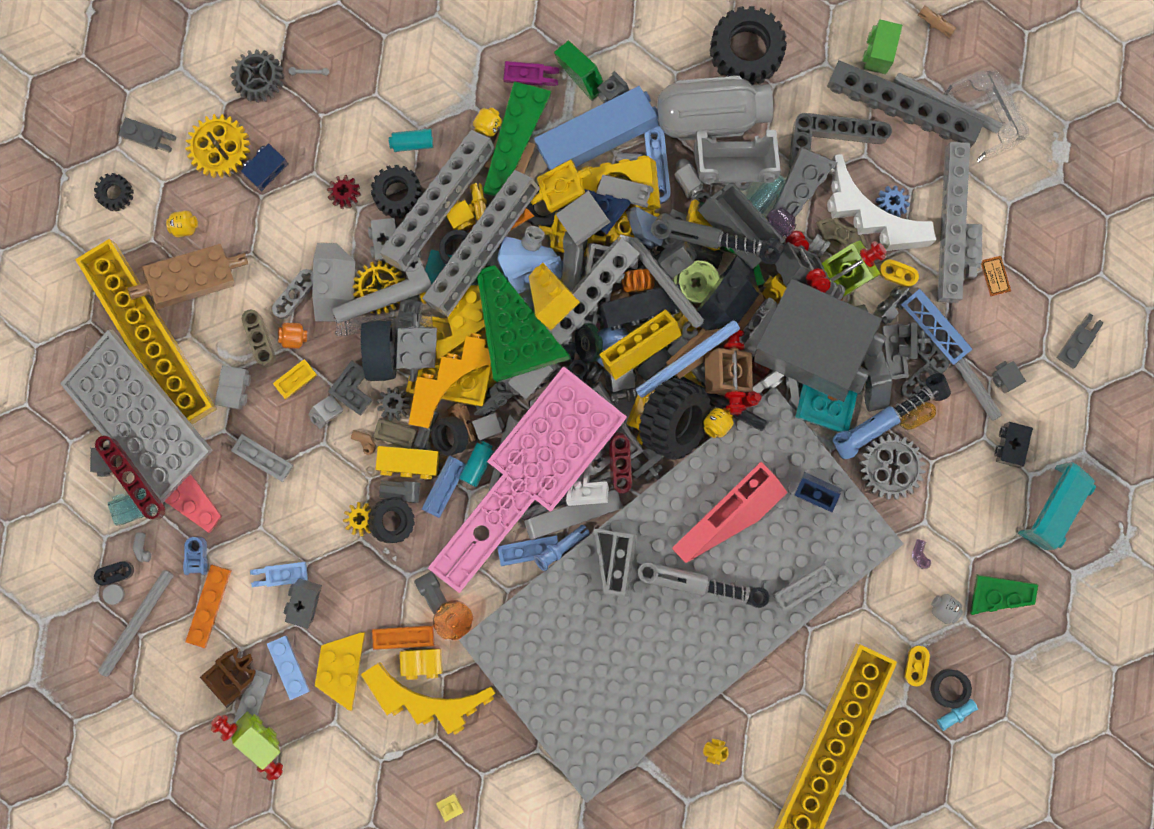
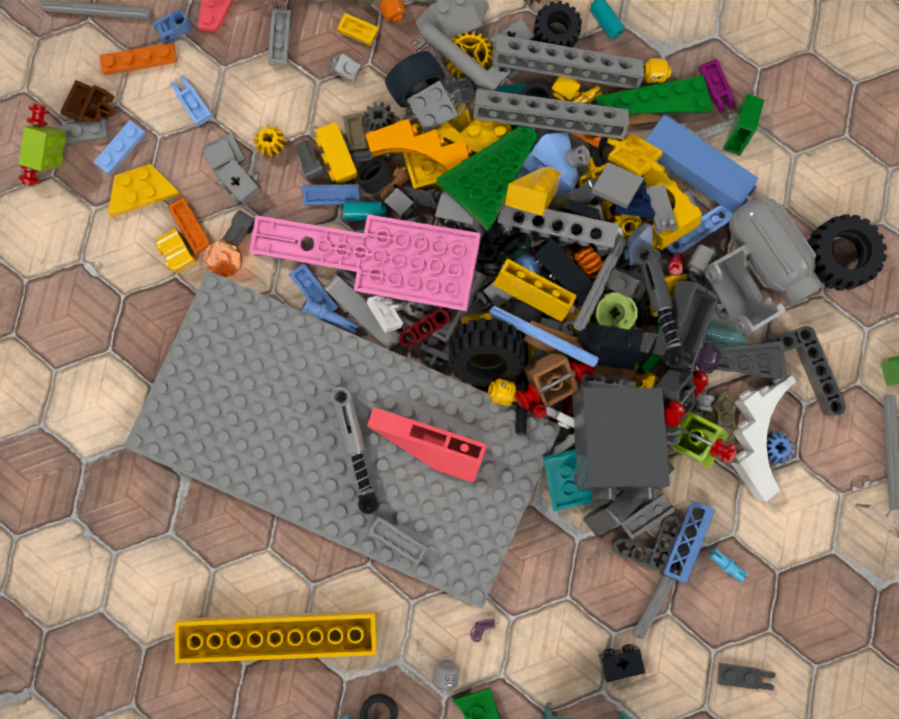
camera: 65 degrees right, 0 degrees up
(304, 613) = (175, 129): dark grey brick -> none
(346, 388) = (369, 75): dark grey plate -> none
(347, 570) = (222, 152): none -> light grey piece
(366, 441) = (338, 111): medium nougat arm -> none
(374, 574) = (230, 175): none -> light grey brick
(376, 517) = (279, 150): black tyre -> none
(449, 807) = (69, 336): light yellow tile -> none
(450, 712) = (137, 244): yellow arch -> none
(587, 263) = (580, 208): none -> black beam
(612, 88) = (744, 157): dark grey brick -> none
(616, 560) = (337, 364): light grey wedge -> none
(679, 203) = (676, 263): none -> red cylinder
(716, 751) = (222, 535): yellow gear -> none
(818, 492) = (486, 509): dark blue brick -> none
(850, 441) = (546, 516): piece -> none
(887, 308) = (681, 490): dark grey hinge -> none
(898, 272) = (720, 484): yellow plate -> none
(910, 470) = (539, 547): light grey gear -> none
(911, 332) = (672, 520): dark grey hips -> none
(915, 101) = (878, 422): dark grey brick -> none
(919, 666) = (384, 675): yellow plate -> none
(920, 420) = (599, 568): clear yellow beam -> none
(953, 222) = (790, 510): light grey brick -> none
(973, 250) = (774, 538): light grey hinge -> none
(974, 303) = (728, 565): none -> medium azure pin
(995, 276) = (762, 572): clear orange sticker -> none
(1007, 376) = (678, 627): dark grey brick -> none

